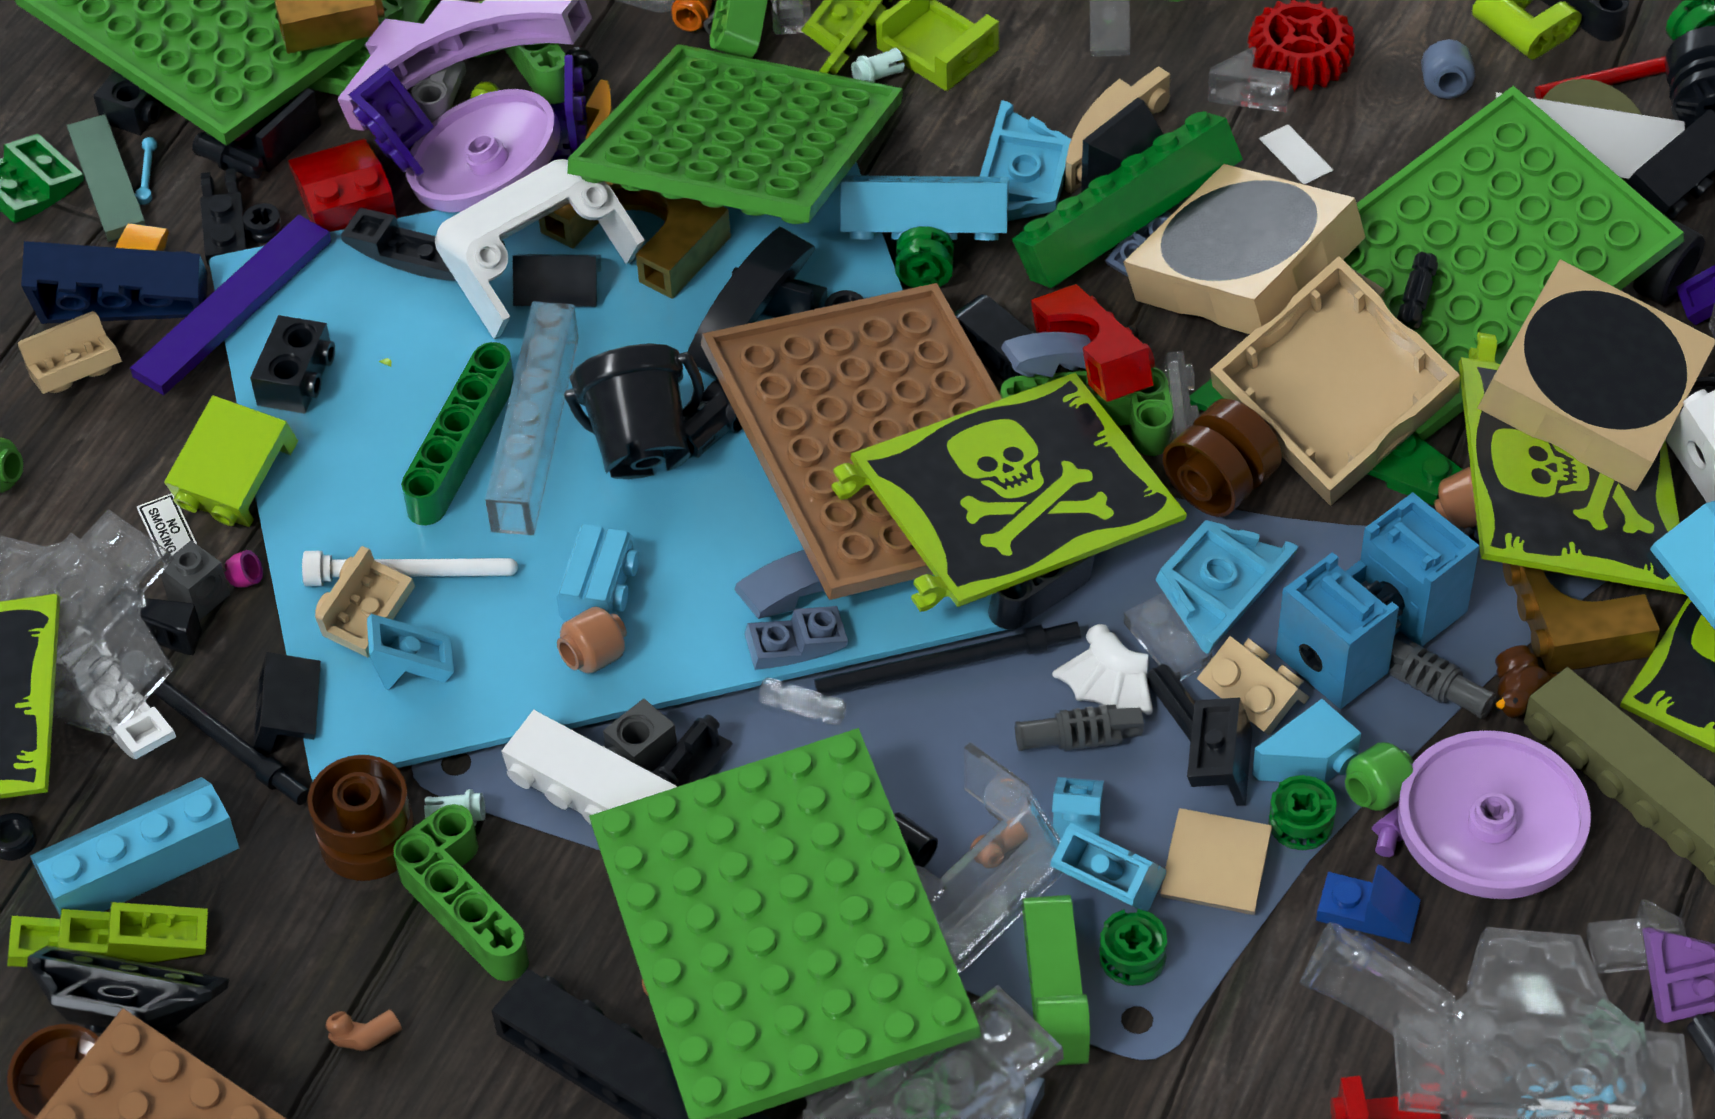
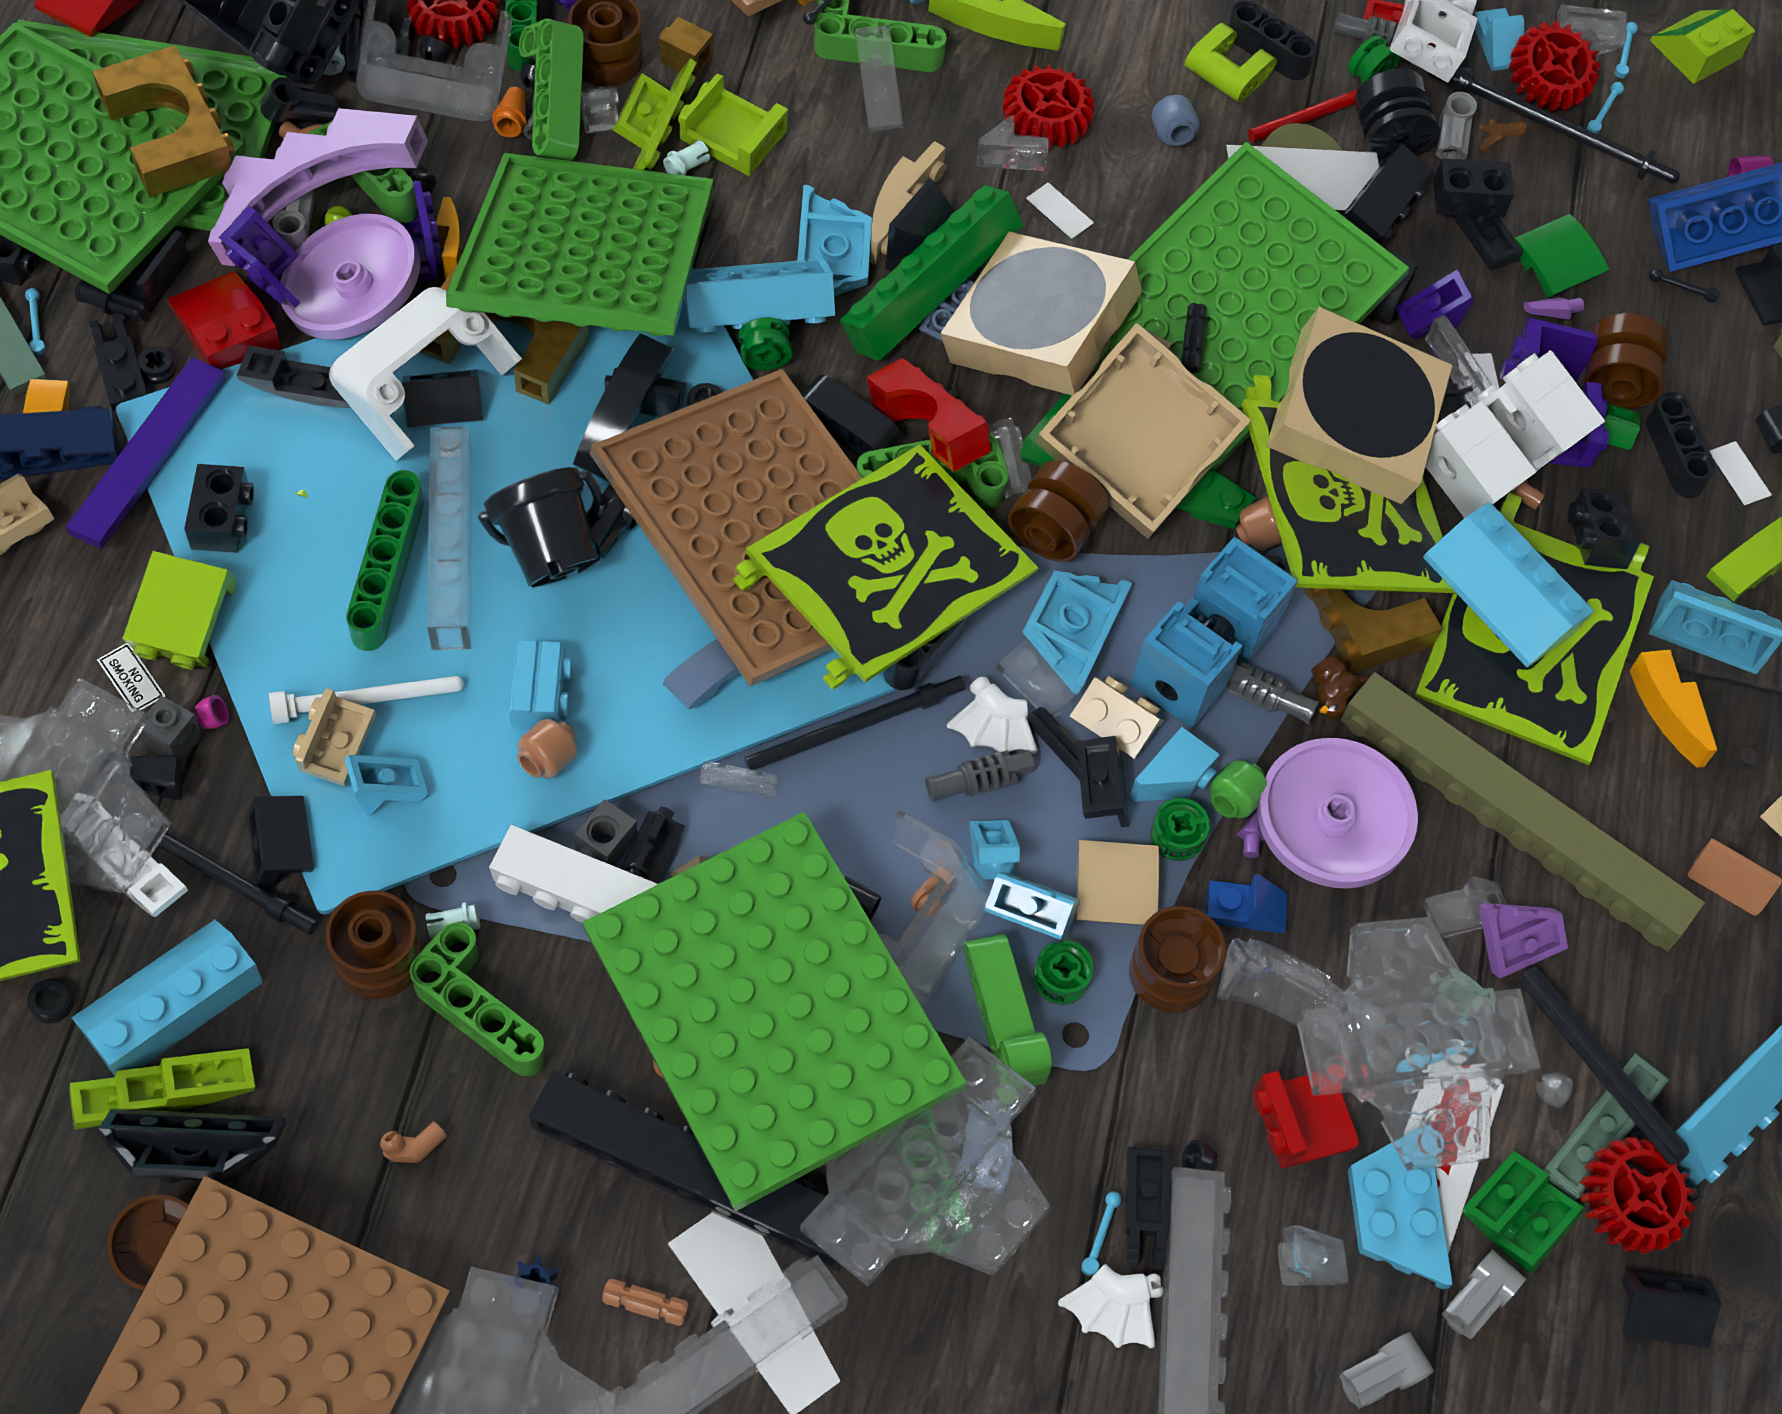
camera: 20 degrees left, 10 degrees up
(803, 638) = (725, 723): sand blue slope -> none
(1045, 351) = (892, 427): sand blue slope -> none
(1265, 944) = (1177, 959): none -> reddish brown wheel

